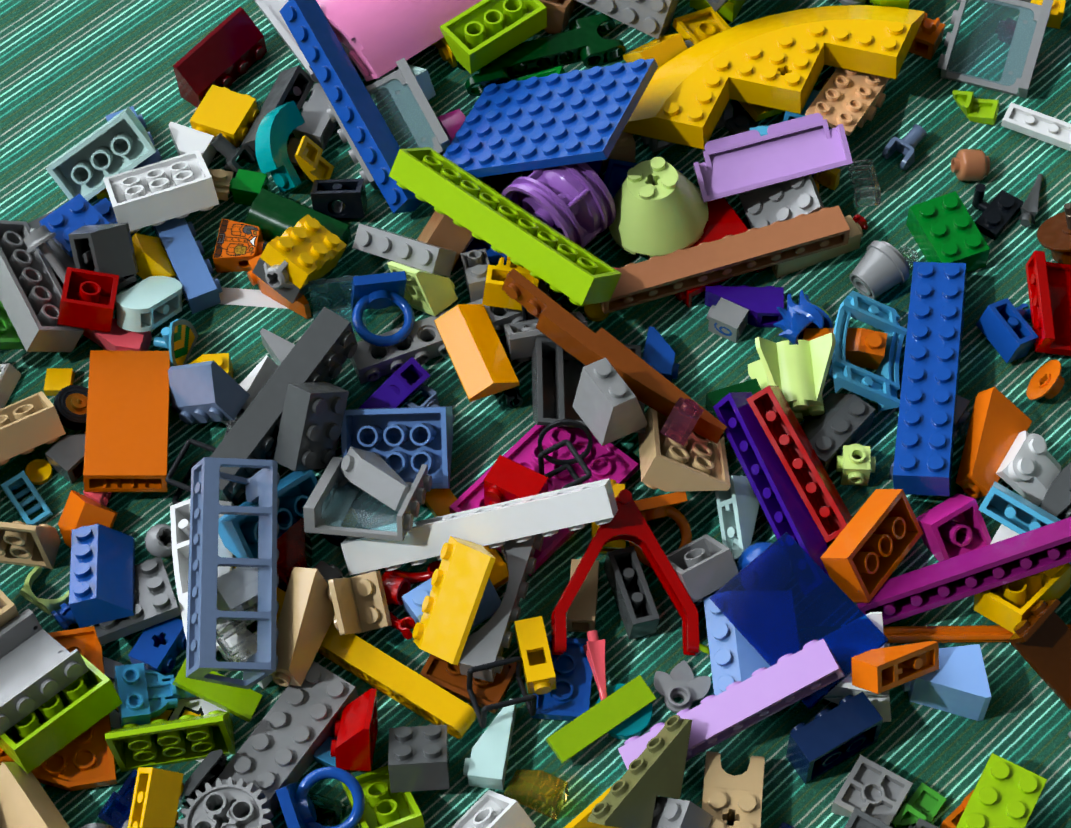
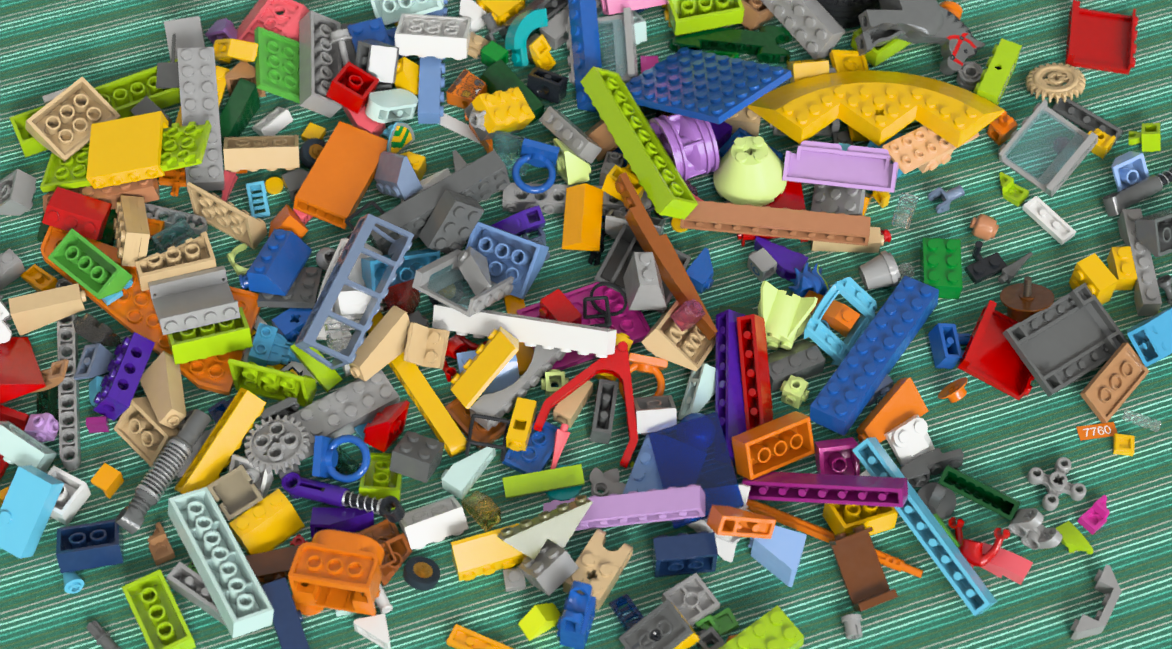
camera: 20 degrees right, 0 degrees up
(555, 575) = (550, 377): none -> yellowish green brick

